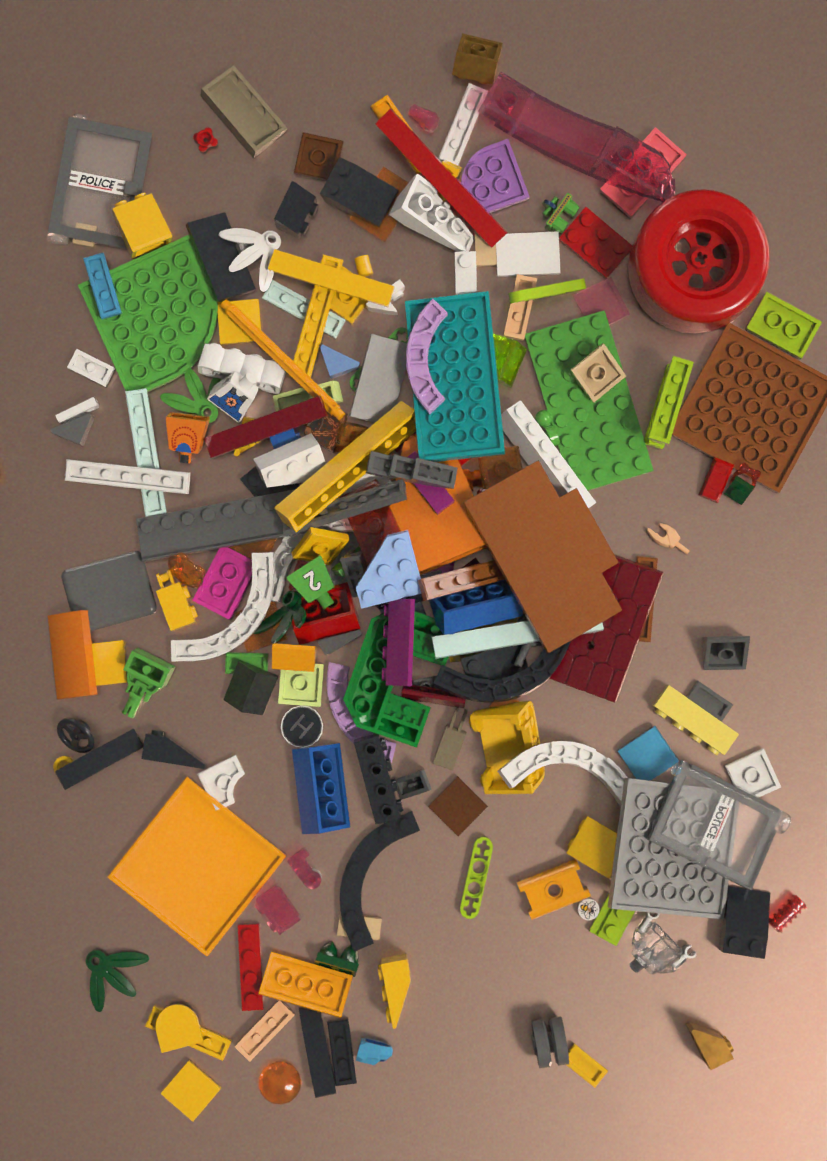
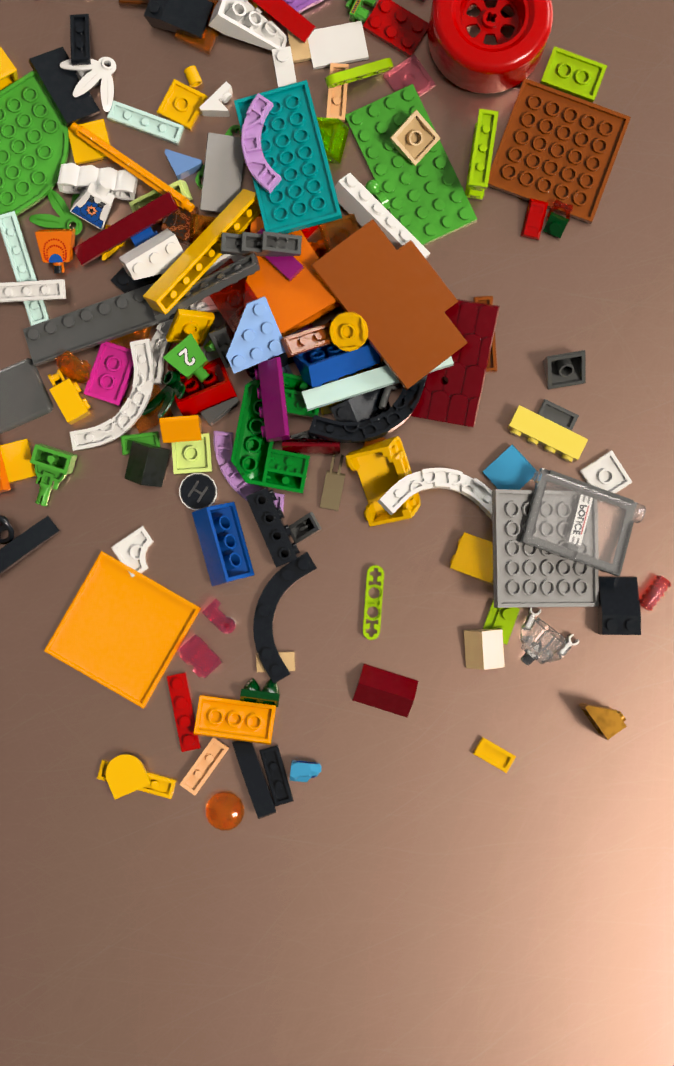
camera: 10 degrees left, 0 degrees up
(113, 977) = (55, 734): dark green plant -> none
(166, 750) = (76, 529): black slope -> none
(191, 1090) = (146, 829): yellow tile -> none
(245, 208) = (80, 39): none -> black tile
(295, 211) = (124, 34): black slope -> none
(315, 322) = (158, 122): yellow tile -> none
(331, 278) = (165, 89): yellow tile -> none
(396, 977) = (315, 703): yellow slope -> none
(457, 806) = (347, 541): reddish brown tile -> none
(475, 976) = (385, 690): none -> dark red slope
(493, 580) = (348, 331): none -> yellow tile
(537, 889) = (429, 602): light orange piece -> none
(550, 1042) = (461, 737): dark grey wheel -> none
(588, 909) = (477, 615): tile -> none
(590, 947) = (484, 648): none -> slope
(670, 540) = (500, 279): light nougat hand -> none

